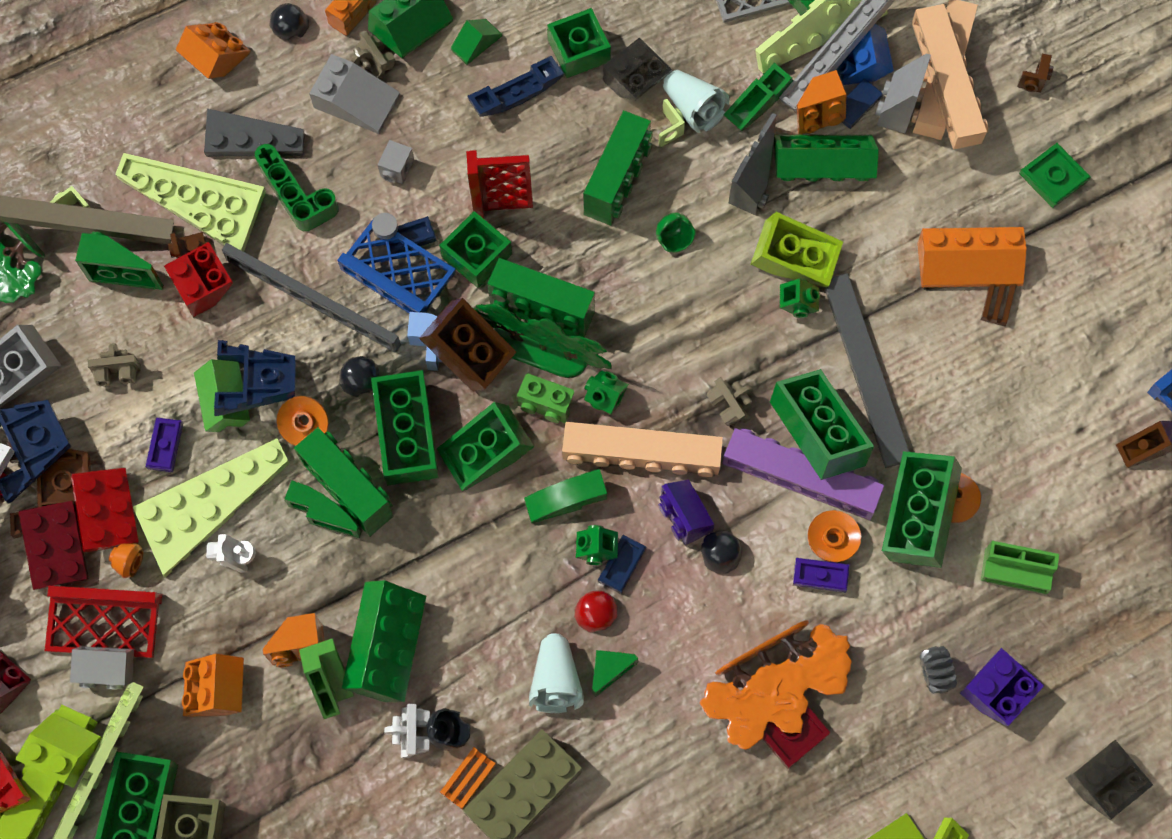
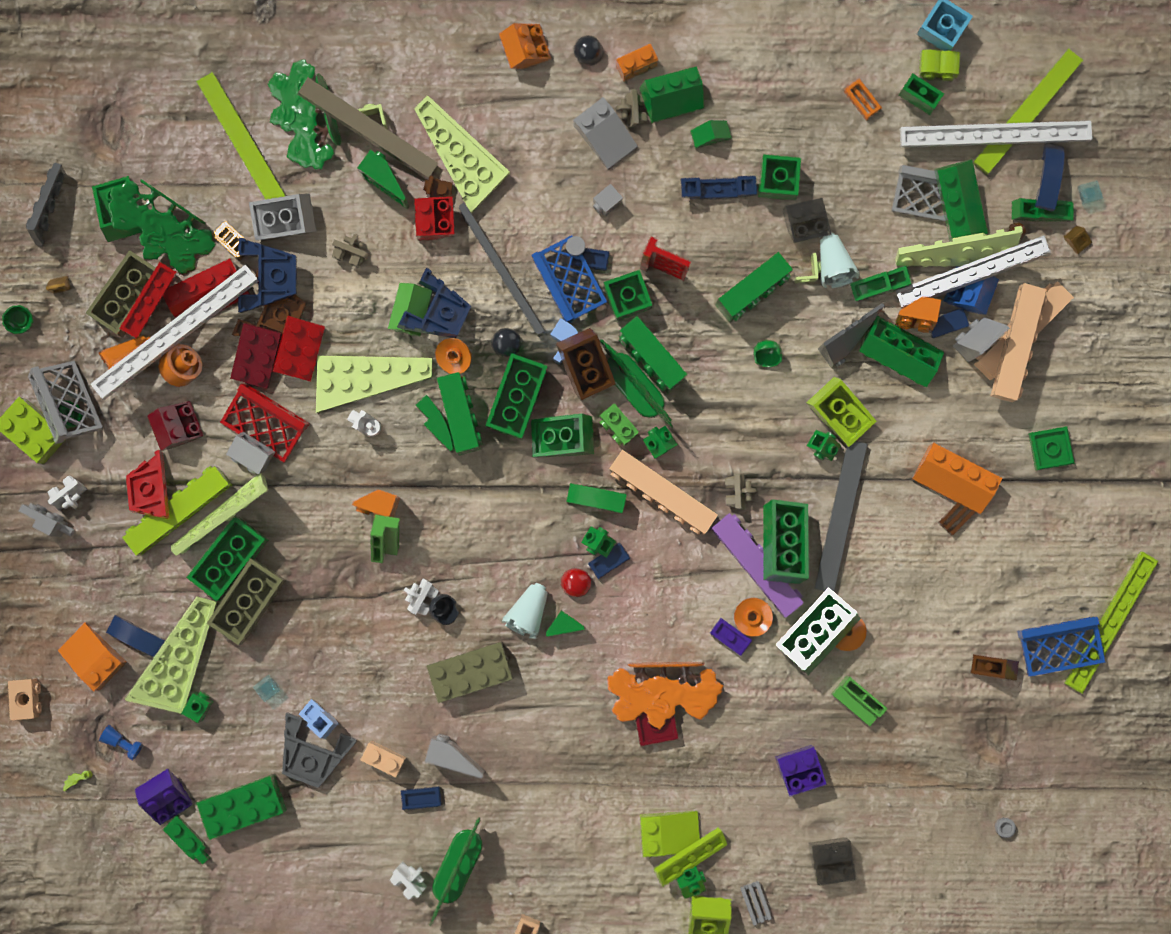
camera: 25 degrees right, 15 degrees up
(59, 749) = (200, 496): lime slope -> none
(126, 559) = (297, 389): orange cone -> none
(164, 445) = (357, 323): dark purple plate -> none
(213, 686) = (313, 502): orange slope -> none
(241, 136) = (517, 125): dark grey wing -> none
(289, 186) = (527, 179): green beam -> none
(384, 641) = (431, 534): green brick -> none
(481, 759) = (426, 651): orange tile -> none
(685, 511) = (667, 550): dark purple slope -> none
(721, 552) = (676, 587): black hair -> none
(938, 669) = (767, 737): dark grey gear -> none
(1035, 81) = (1089, 370): reddish brown bracket -> none

